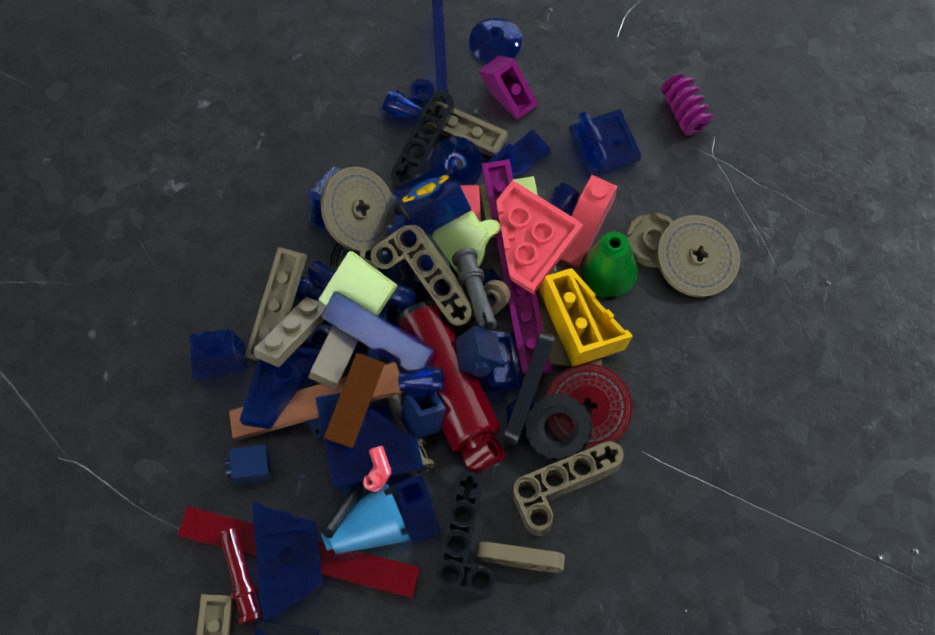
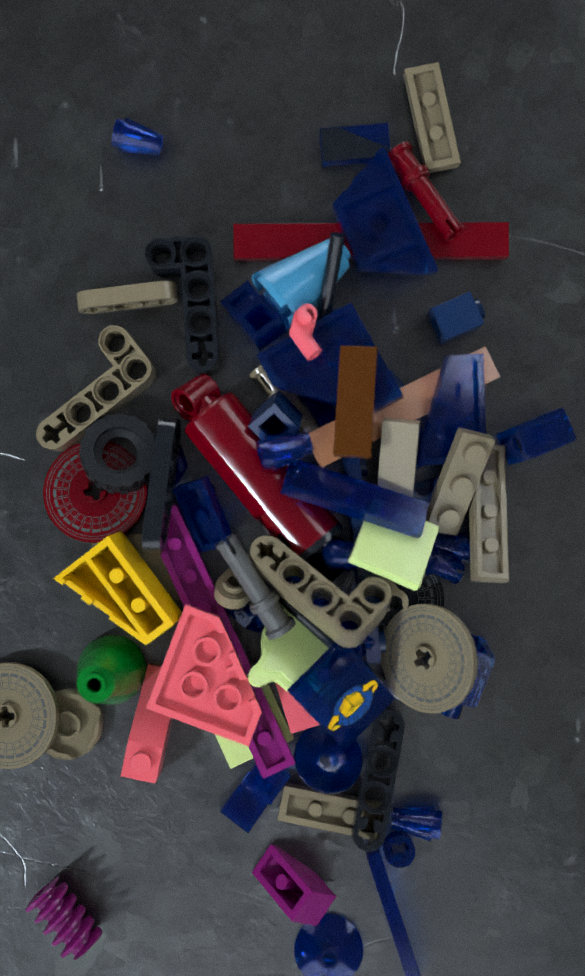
camera: 165 degrees right, 20 degrees up
(478, 351) = (229, 507): dark blue brick -> none
(564, 197) = (187, 745): clear blue cone -> none
(604, 142) = (155, 839): clear blue plate -> none

